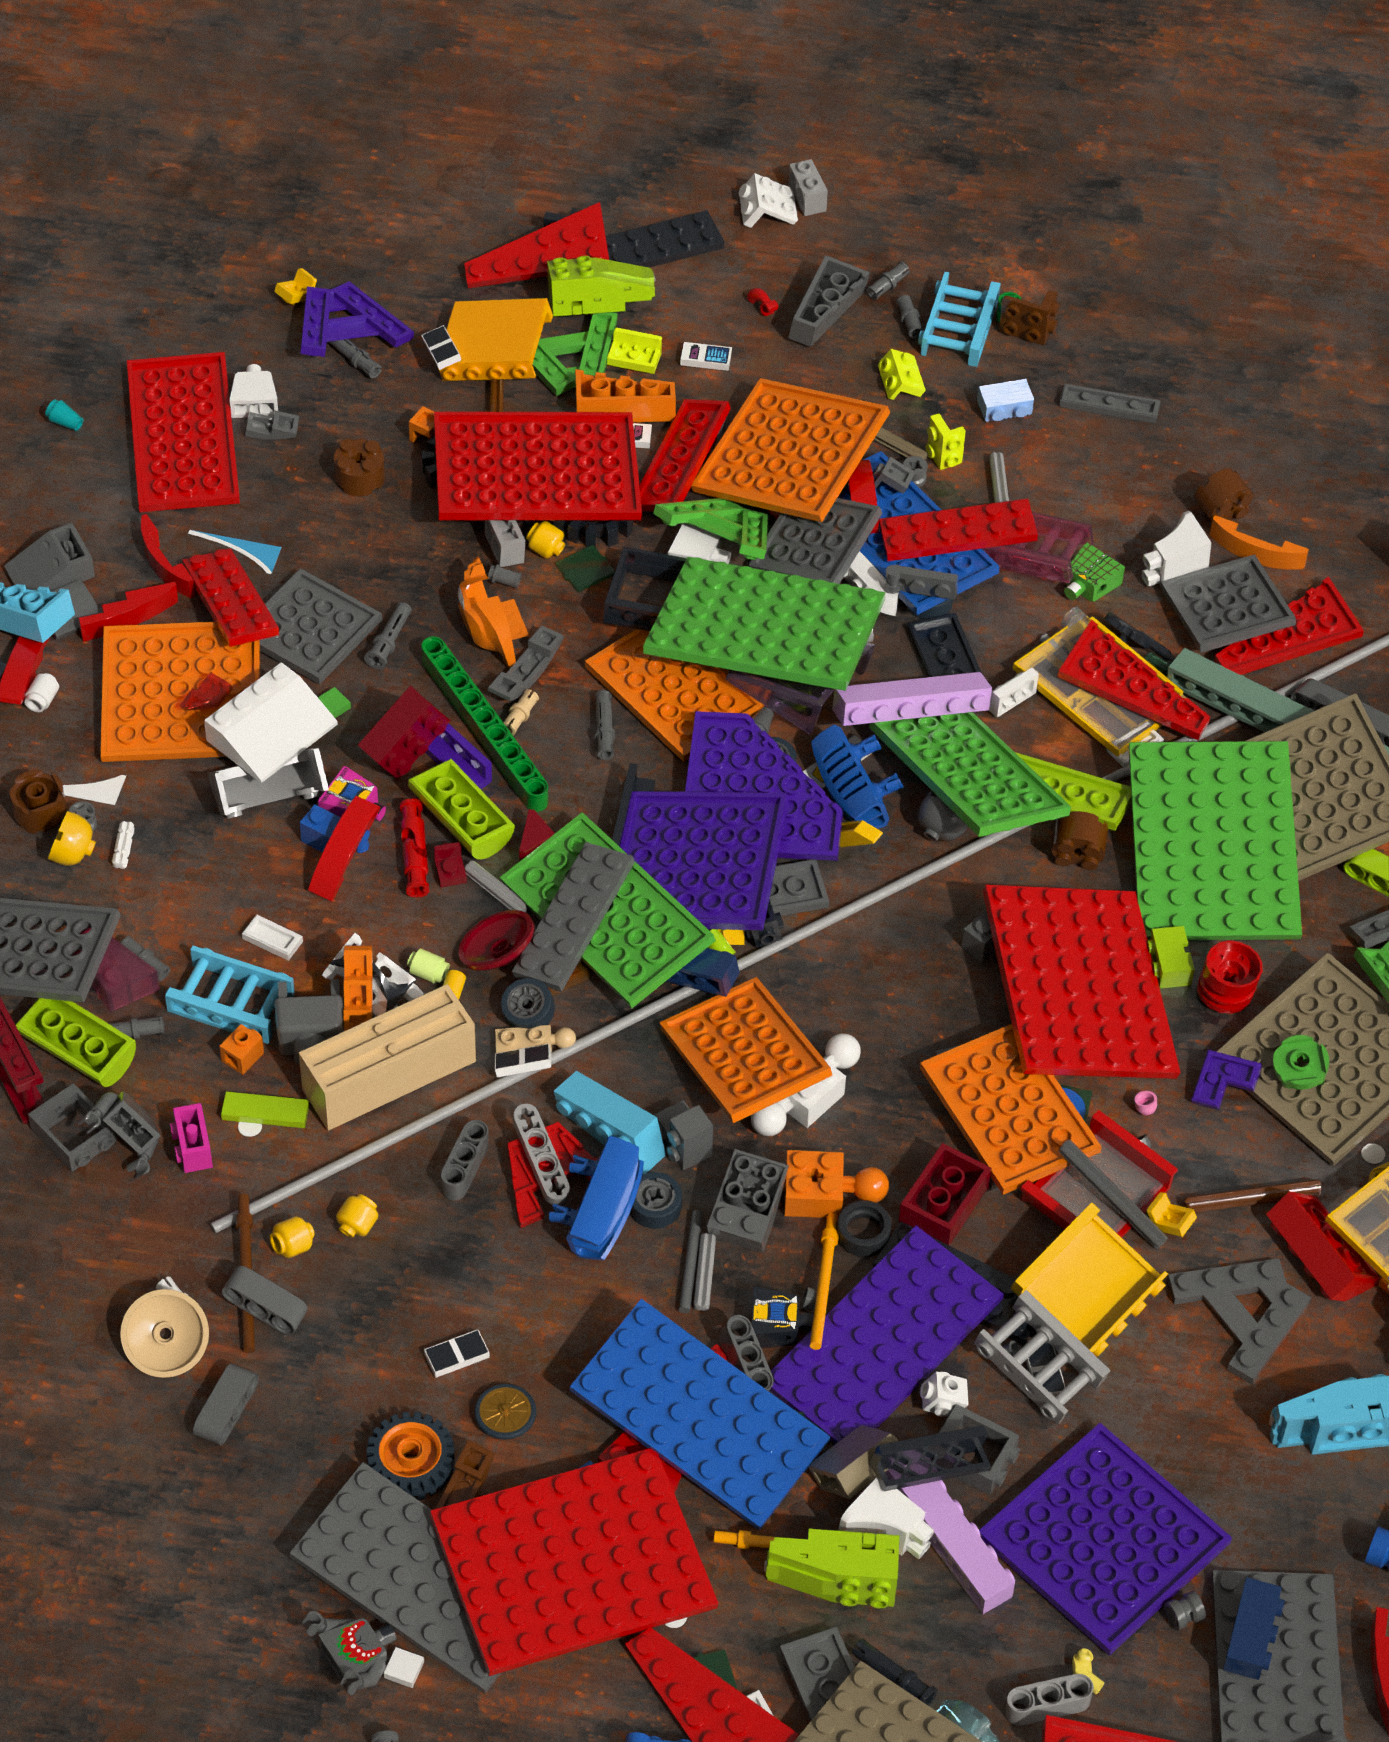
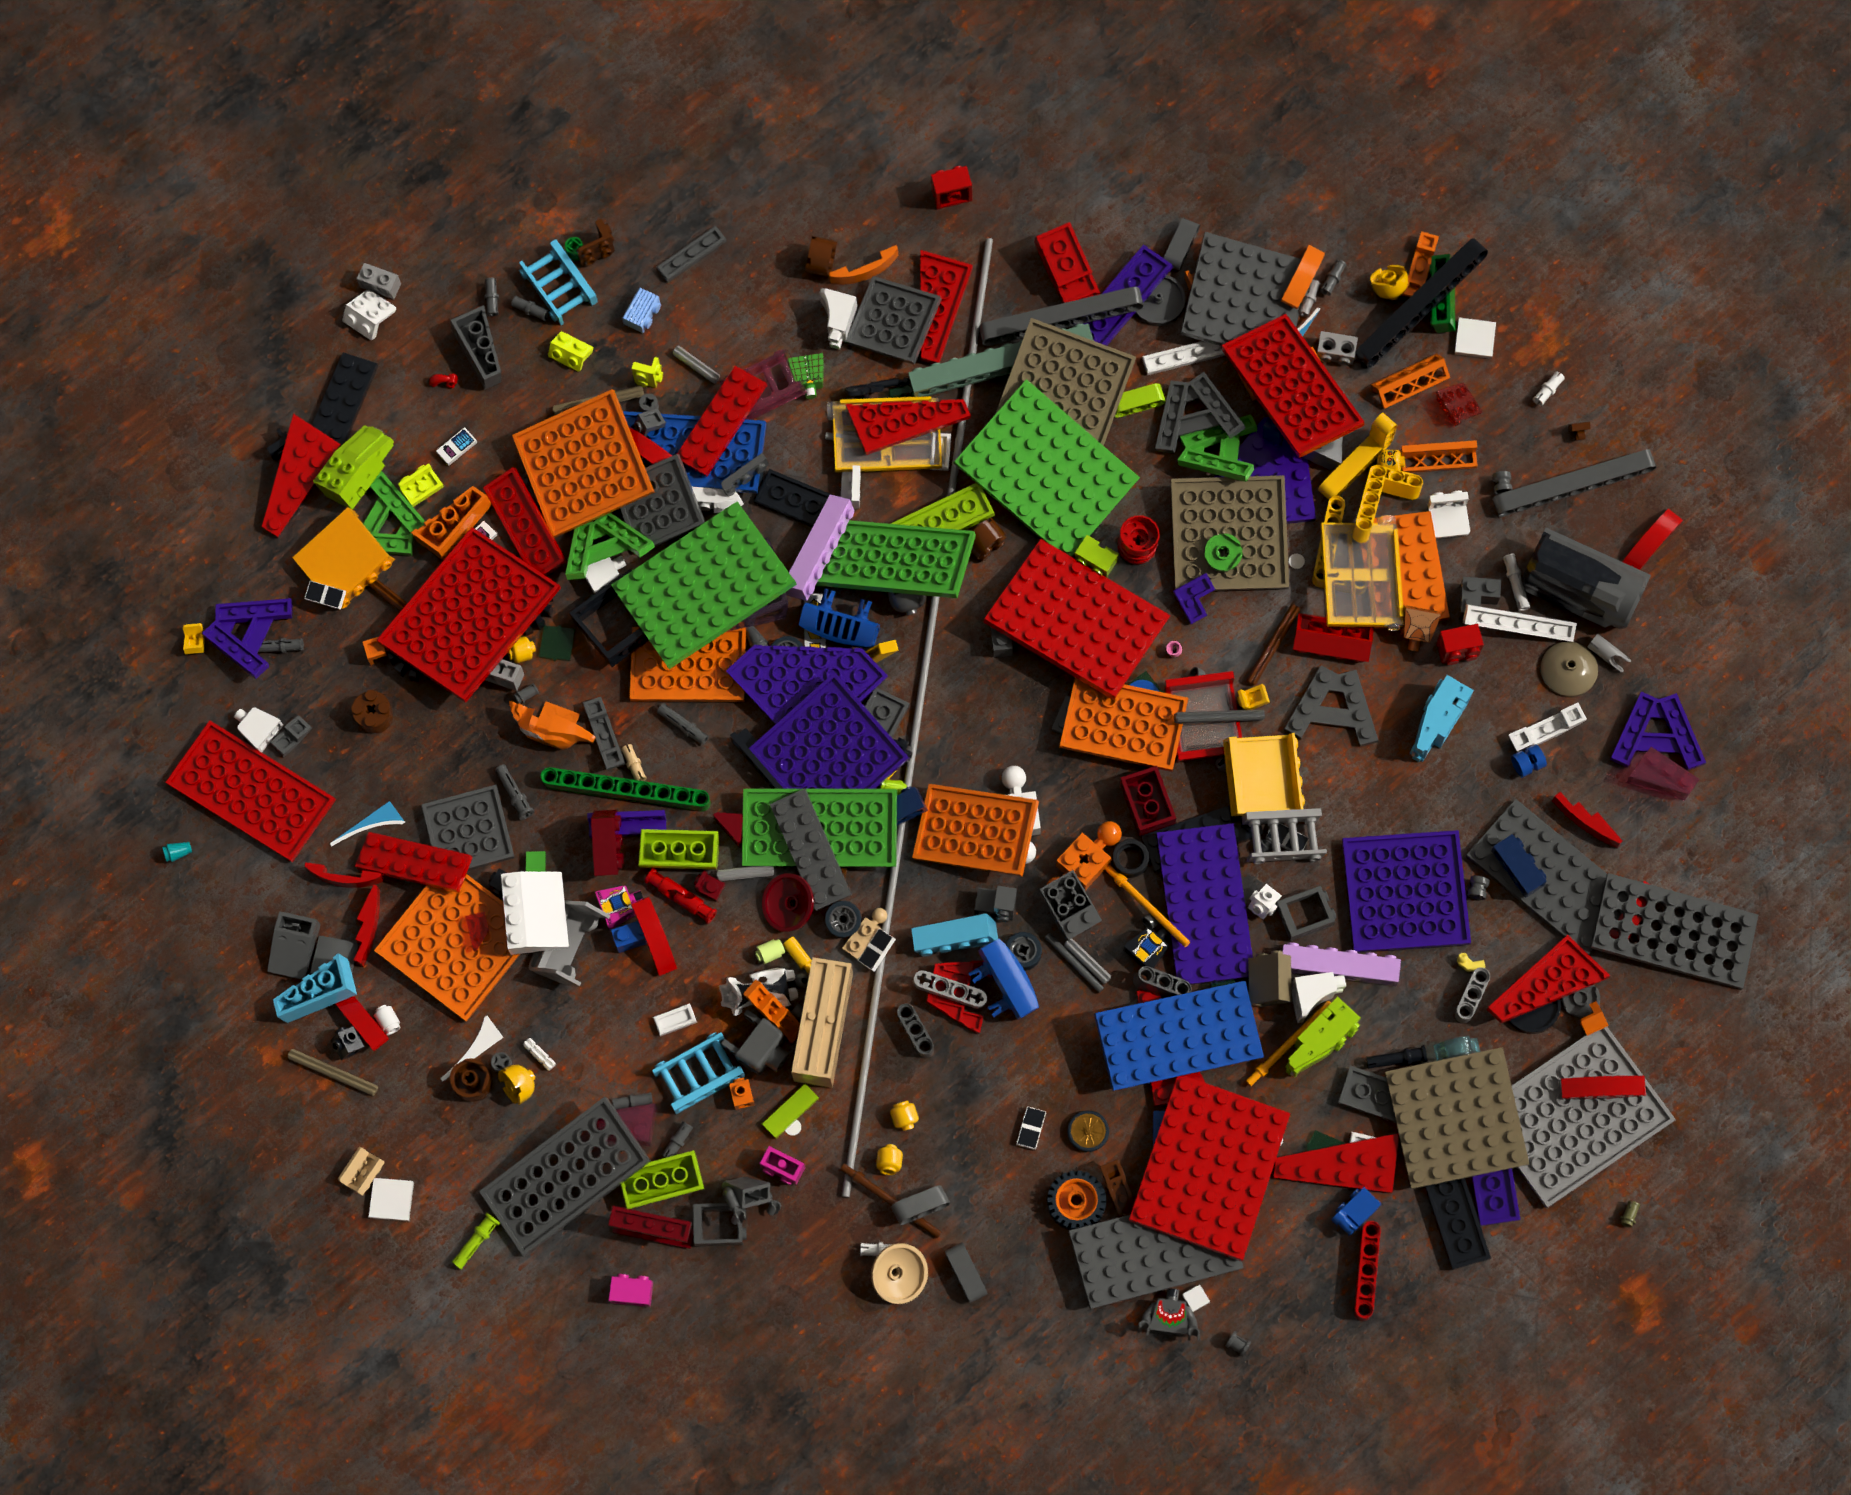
camera: 45 degrees left, 20 degrees up
(928, 1448) = (1301, 939): black fence -> none

